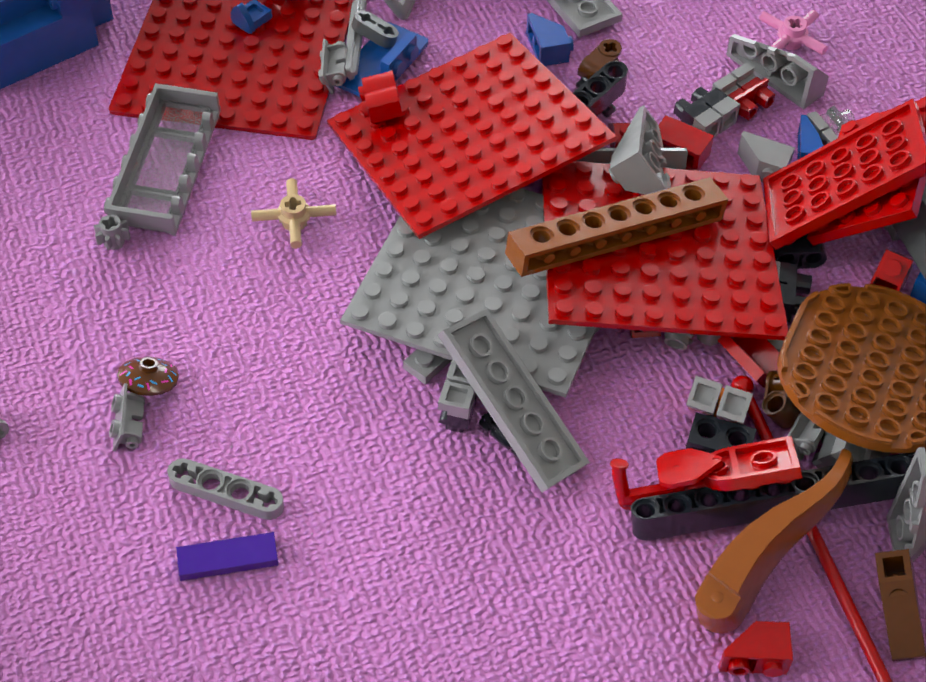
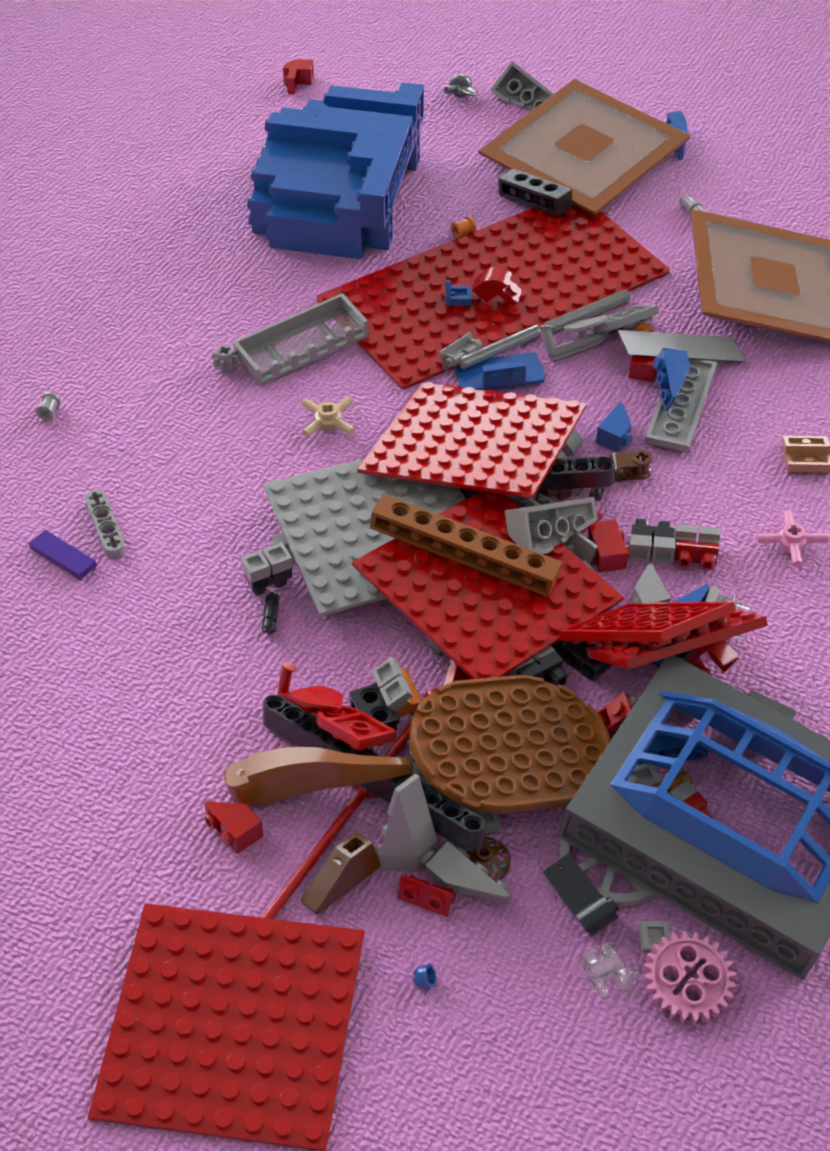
camera: 50 degrees right, 5 degrees down
(123, 428) = (100, 457): light grey hinge -> none
(148, 376) = (144, 441): reddish brown dish -> none
(375, 29) = (517, 348): dark grey beam -> none
(380, 97) = (454, 385): red brick -> none
(513, 399) = (282, 590): light grey plate -> none
(786, 71) = (747, 559): light grey wedge -> none

